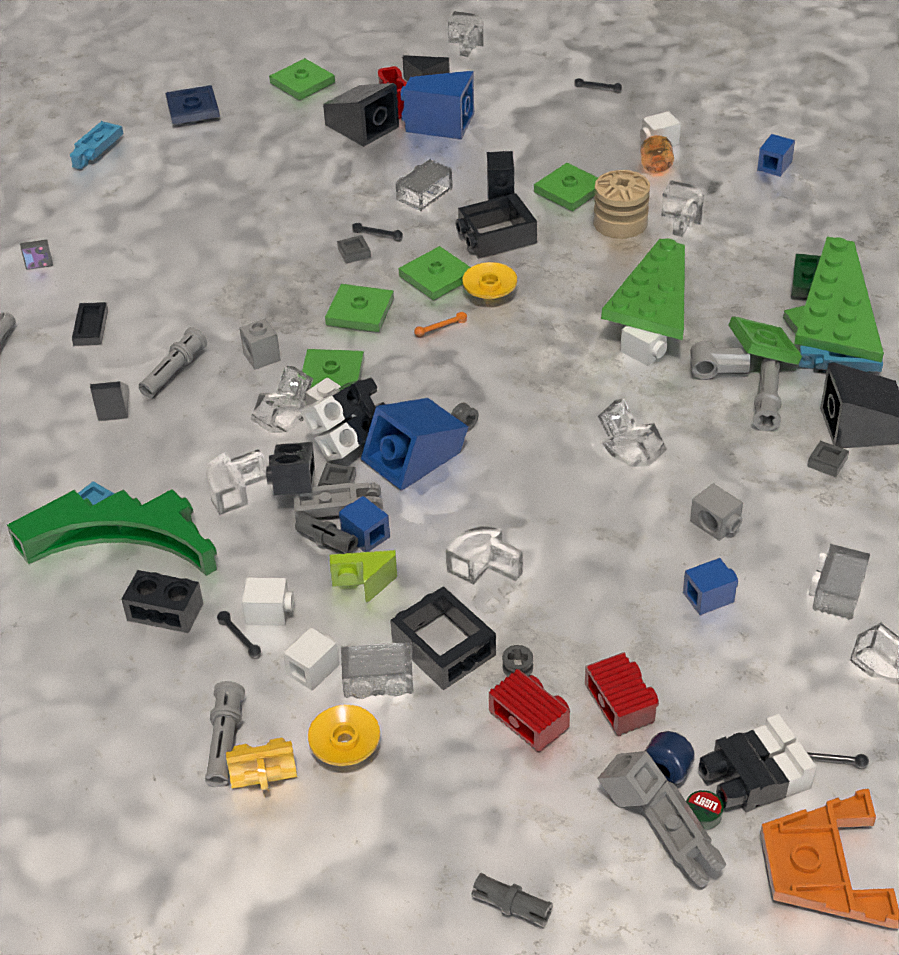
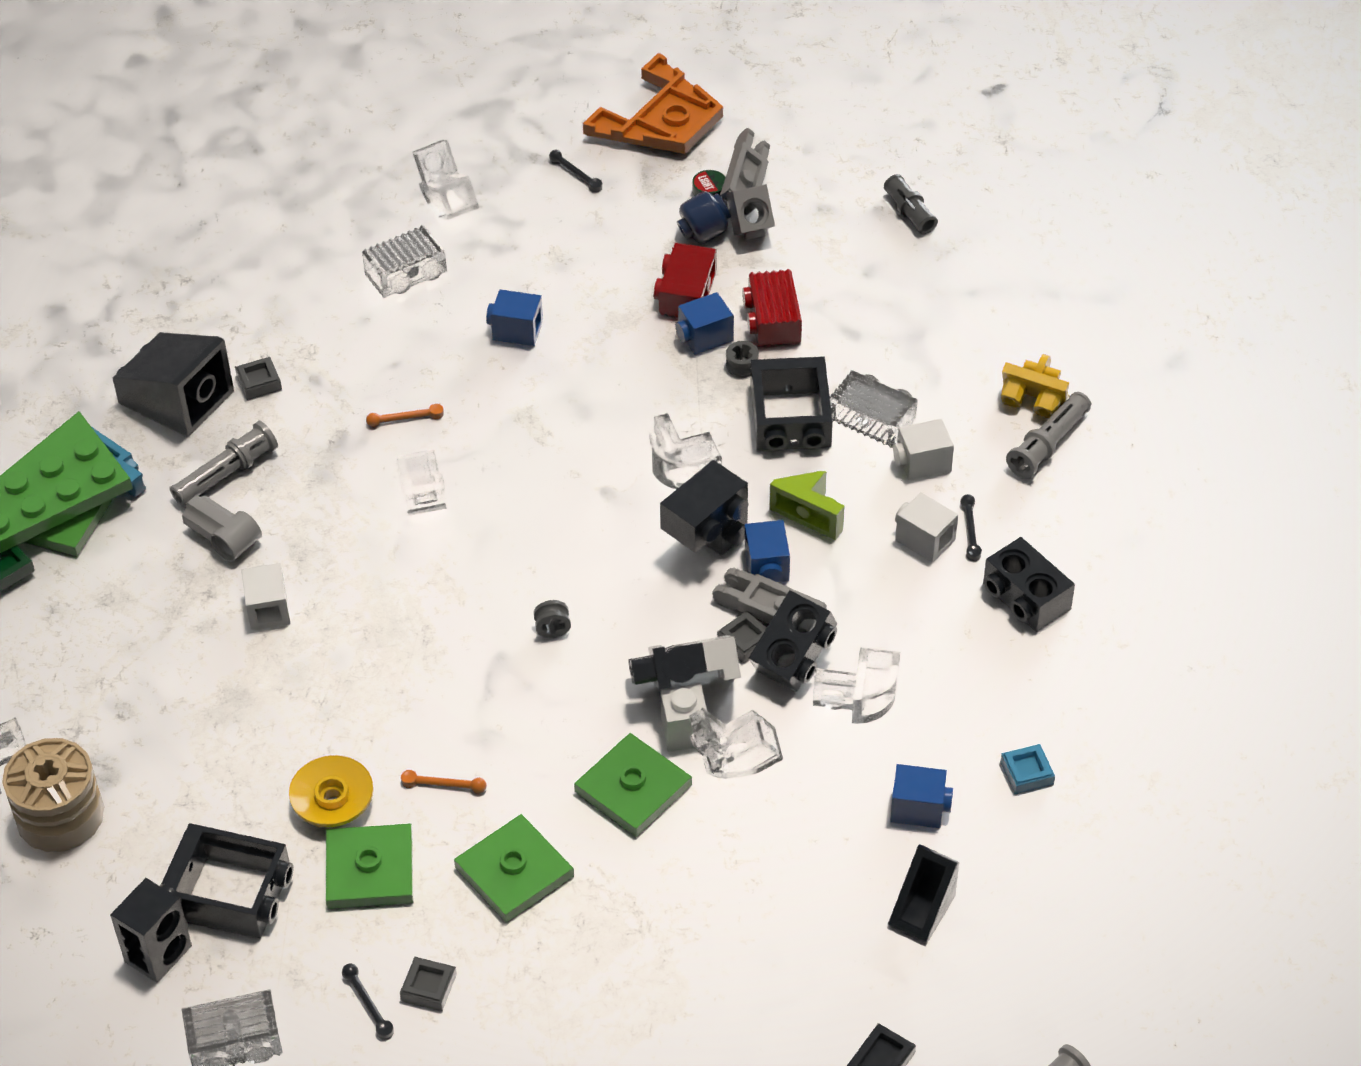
camera: 145 degrees left, 5 degrees up
(117, 519) = (1067, 731): green arch -> none
(149, 440) = (920, 796): none -> blue brick
(180, 354) = (796, 916): light grey pin -> none
(260, 343) = (690, 860): light grey brick -> none
(326, 533) = (810, 569): dark grey pin -> none
(344, 724) = (947, 369): yellow dish -> none
(412, 440) = (630, 608): blue slope -> none
(416, 503) = (707, 510): none -> black brick
(566, 664) = (705, 323): none -> blue brick
(567, 186) = (49, 911): bright green plate -> none
(653, 292) = (198, 628): bright green wing -> none
(716, 512) = (430, 375): light grey brick -> none
(720, 476) = (435, 411): none -> orange hinge
(759, 766) = (641, 180): black hips -> none
(764, 340) = (156, 508): bright green plate -> none

